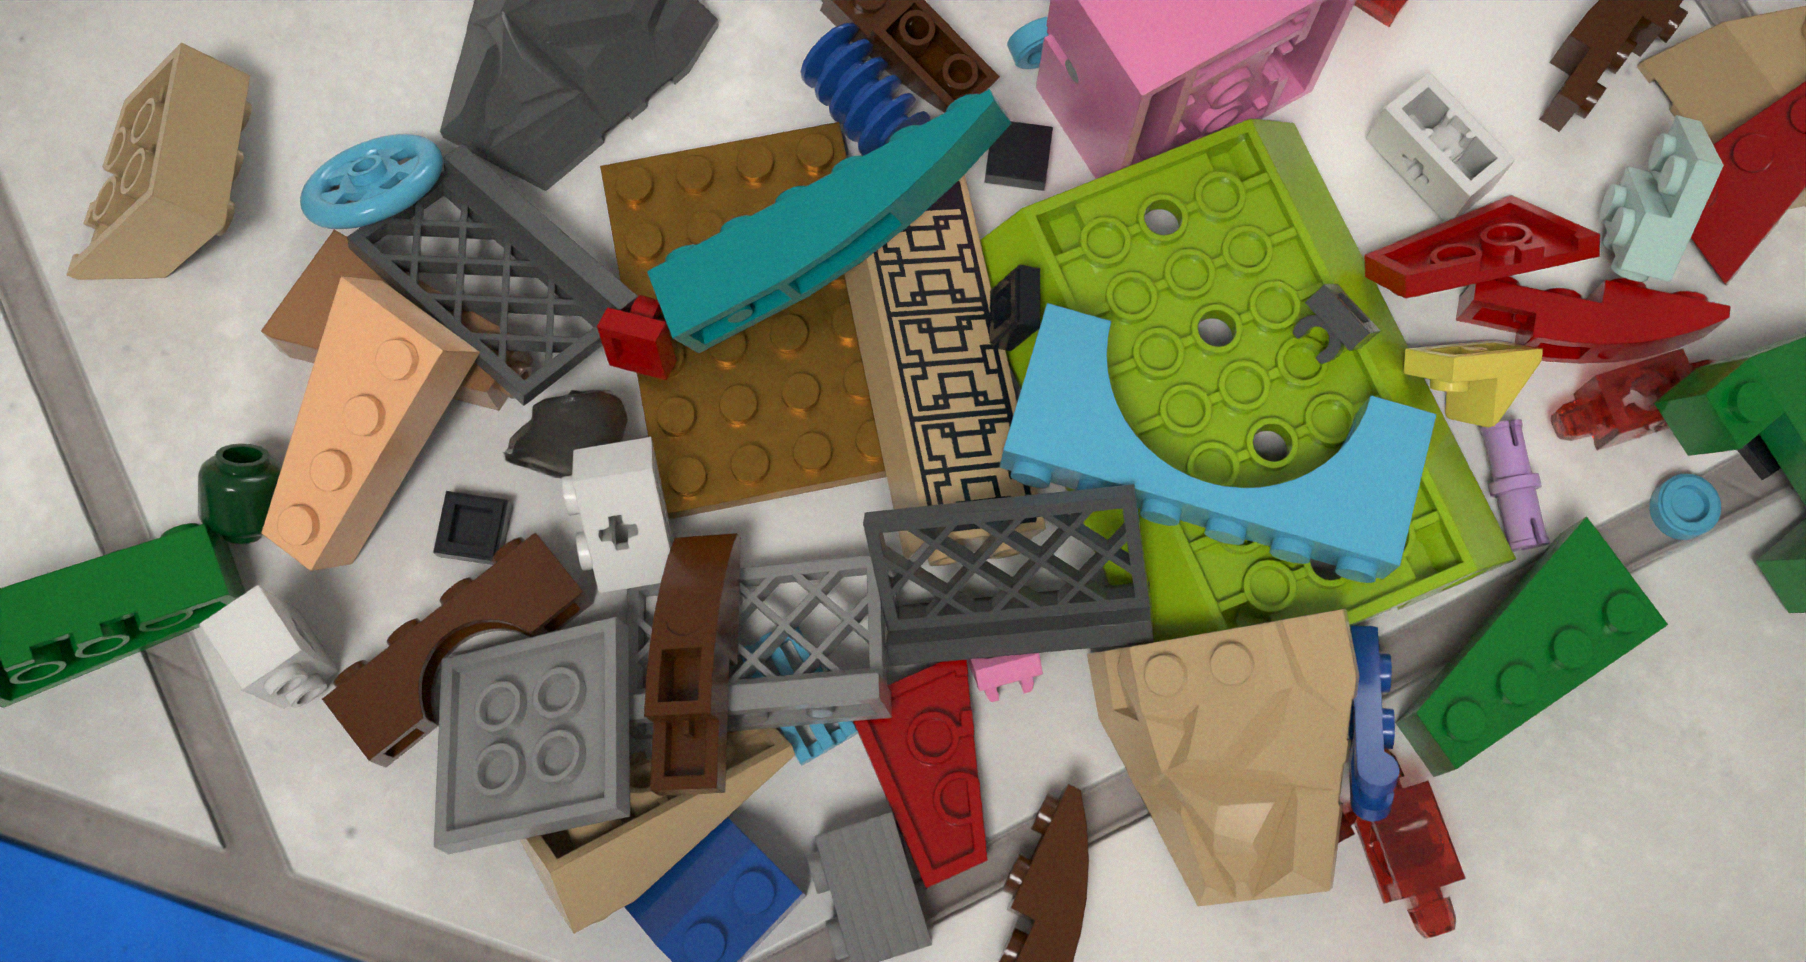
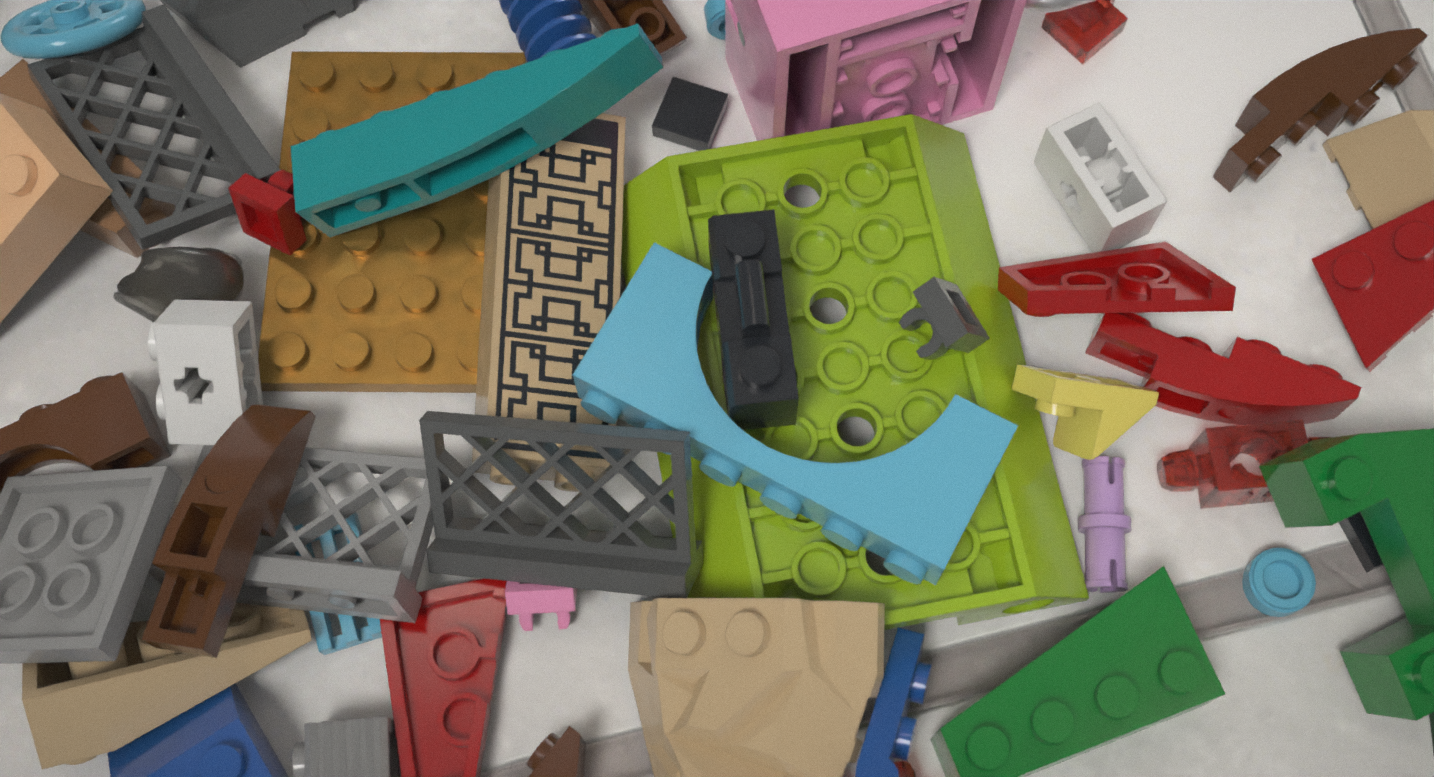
camera: 15 degrees right, 5 degrees down
(472, 527) = (76, 358): black tile -> none
(1015, 308) = (633, 245): black tile -> none
(1156, 359) = (752, 320): none -> black piece
(1657, 211) = (1301, 276): light aqua plate -> none

